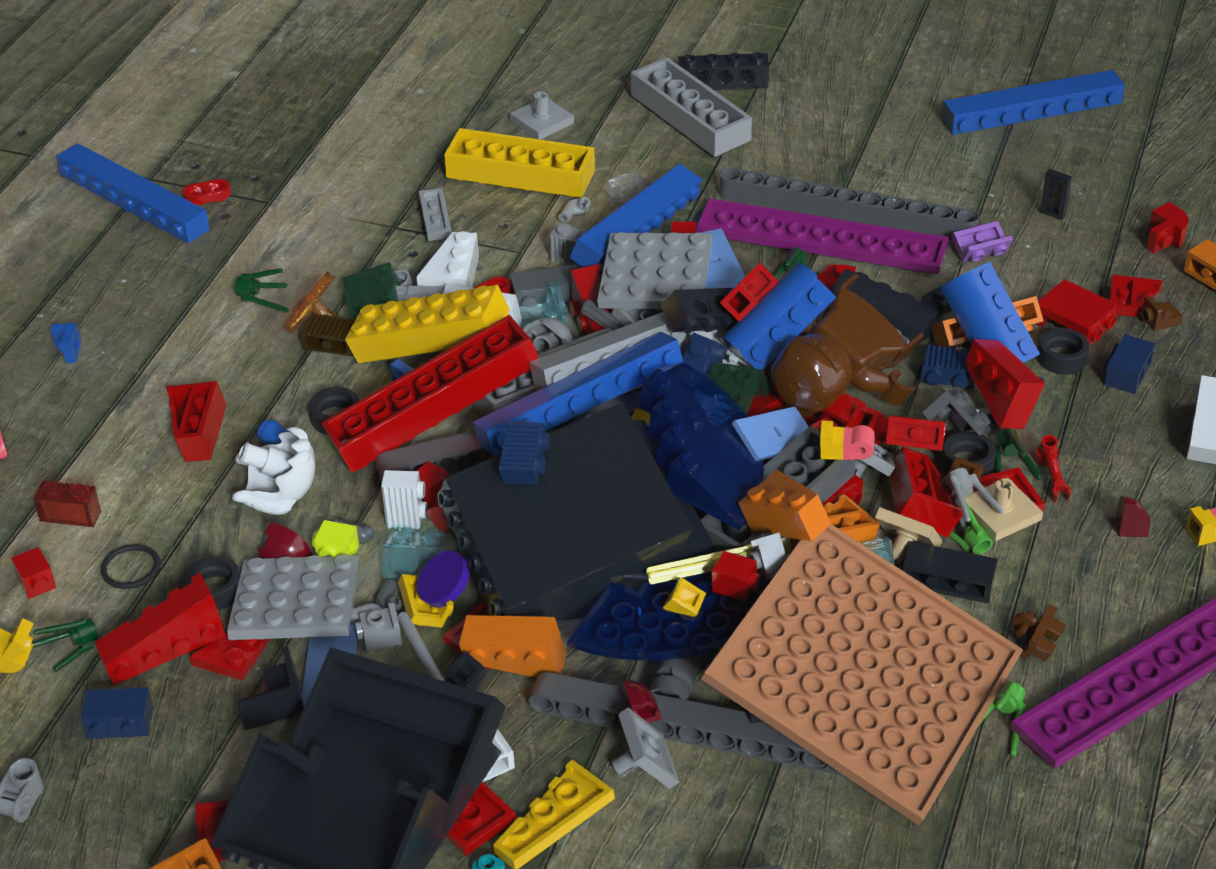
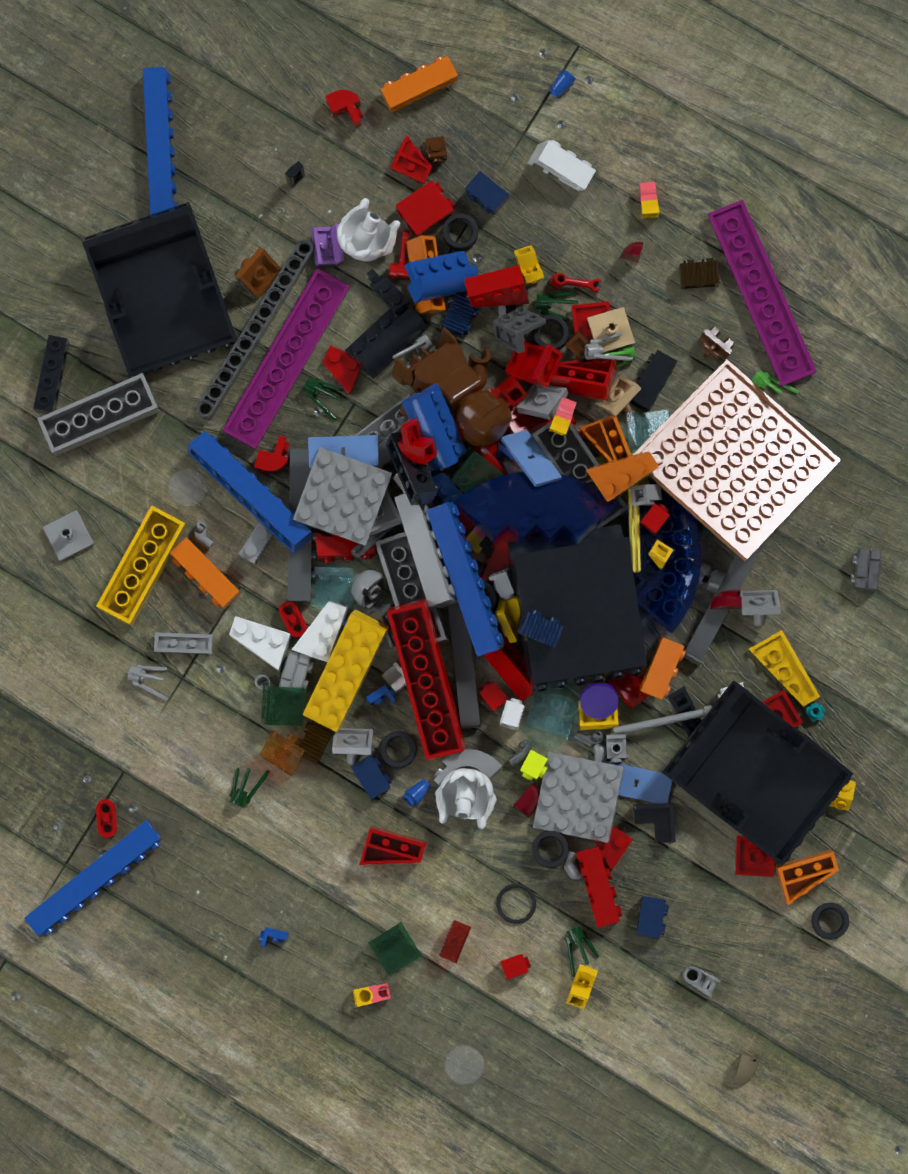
camera: 75 degrees left, 40 degrees up
(60, 451) = (395, 948): none -> clear green bracket
(290, 390) = (371, 777): none -> dark blue brick
(330, 489) = (468, 758): none -> light grey arch
(333, 359) = (352, 743): none -> light grey tile
(387, 187) = (137, 674): none -> light grey plant
(525, 211) = (205, 573): none -> orange brick
(865, 124) = (159, 290): none -> black panel
(919, 182) = (258, 272): none -> dark orange tile
(1013, 257) = (365, 234): none -> white piece
(1052, 417) = (529, 264): none -> yellow brick
(1136, 595) = (699, 274): none -> dark brown brick

